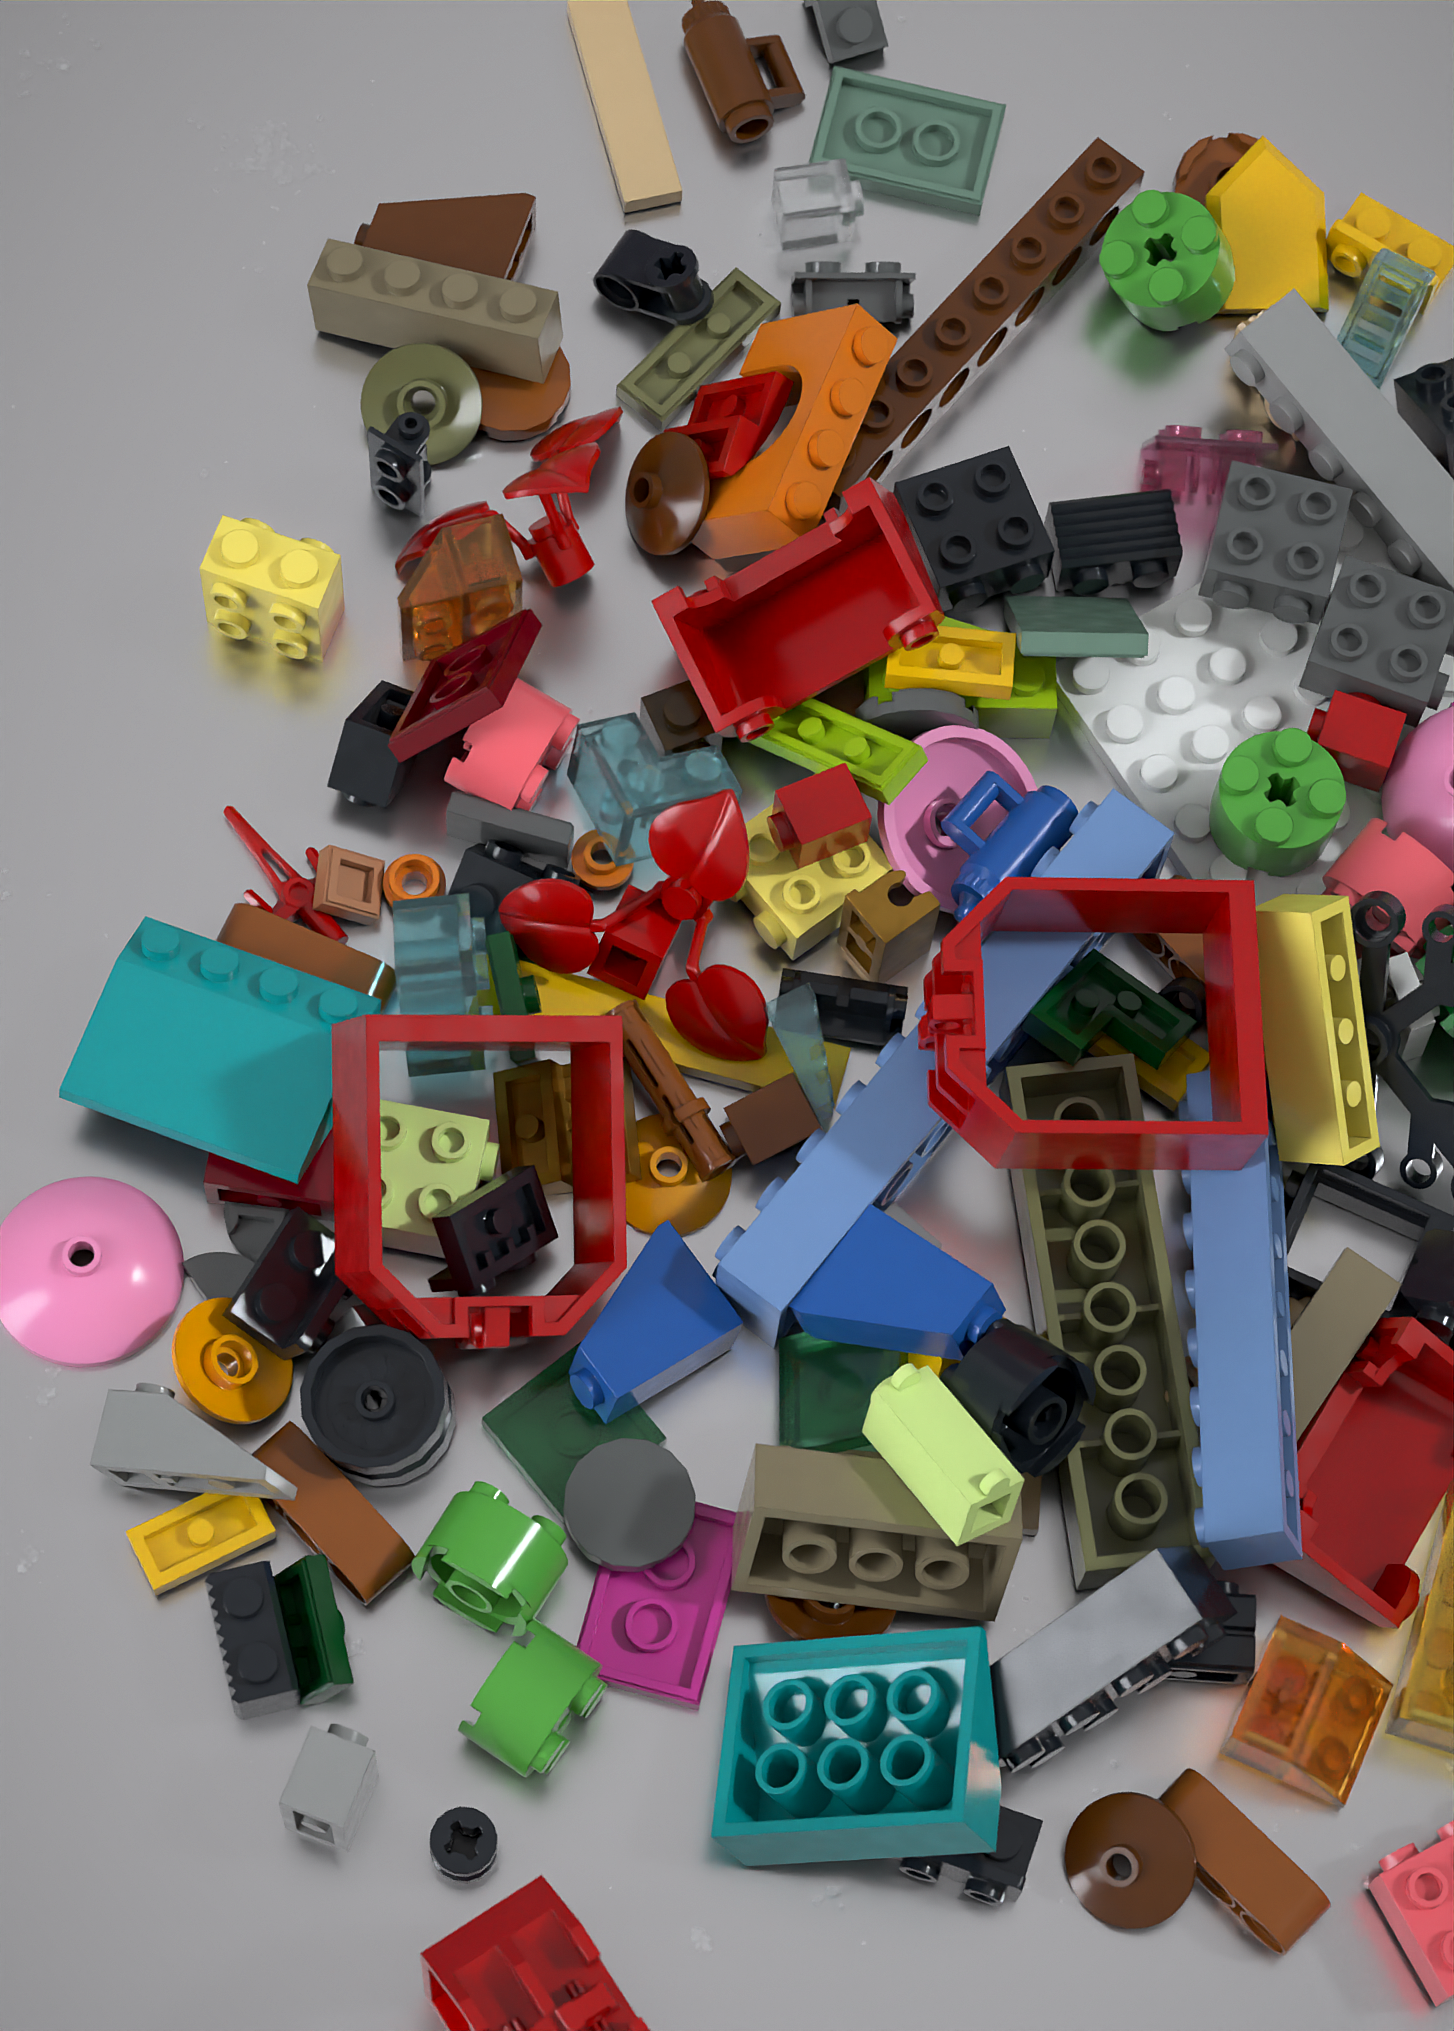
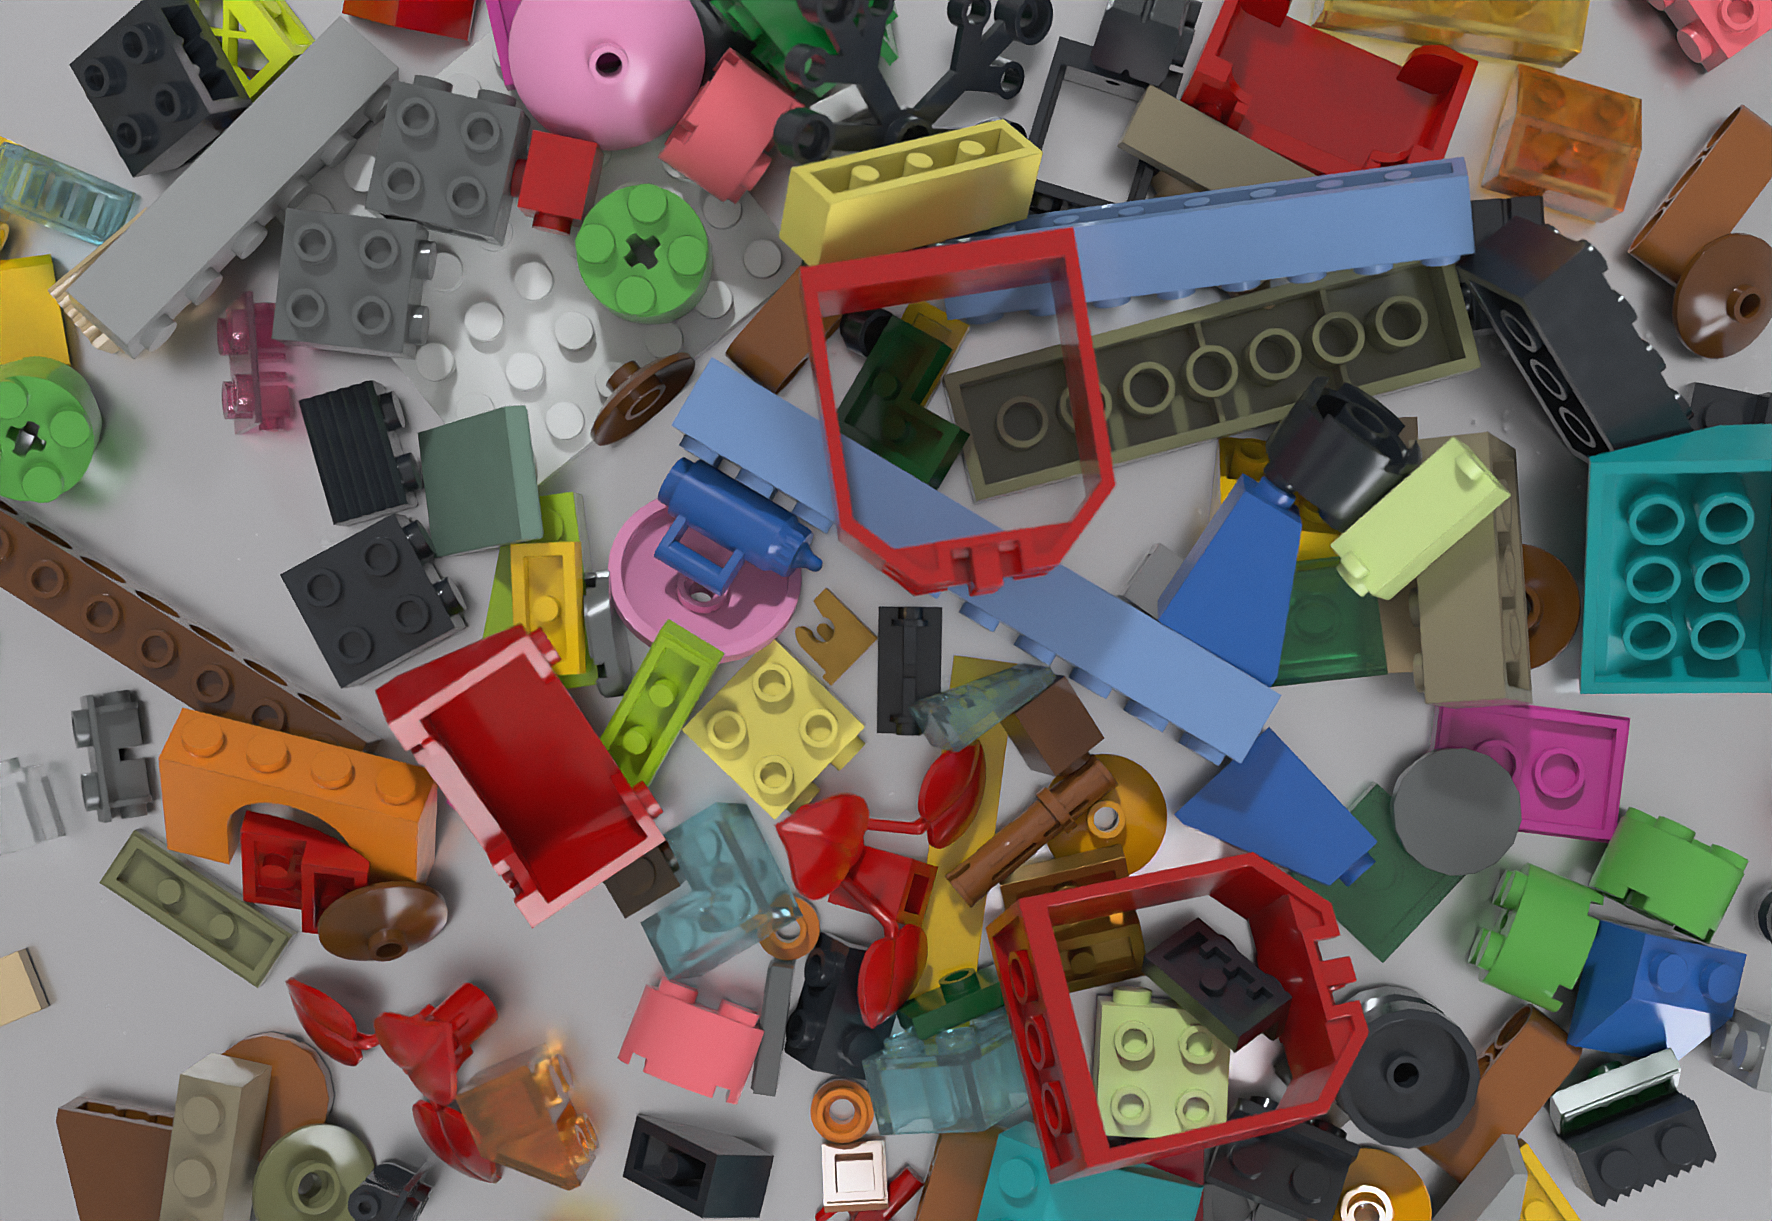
camera: 85 degrees left, 20 degrees up
(413, 1671) = (1652, 991): none -> blue slope
(465, 684) = (647, 1102): dark red tile -> none
(654, 279) = (131, 966): black piece -> none
(819, 816) = (746, 724): red brick -> none
(1139, 776) = (639, 395): none -> reddish brown dish

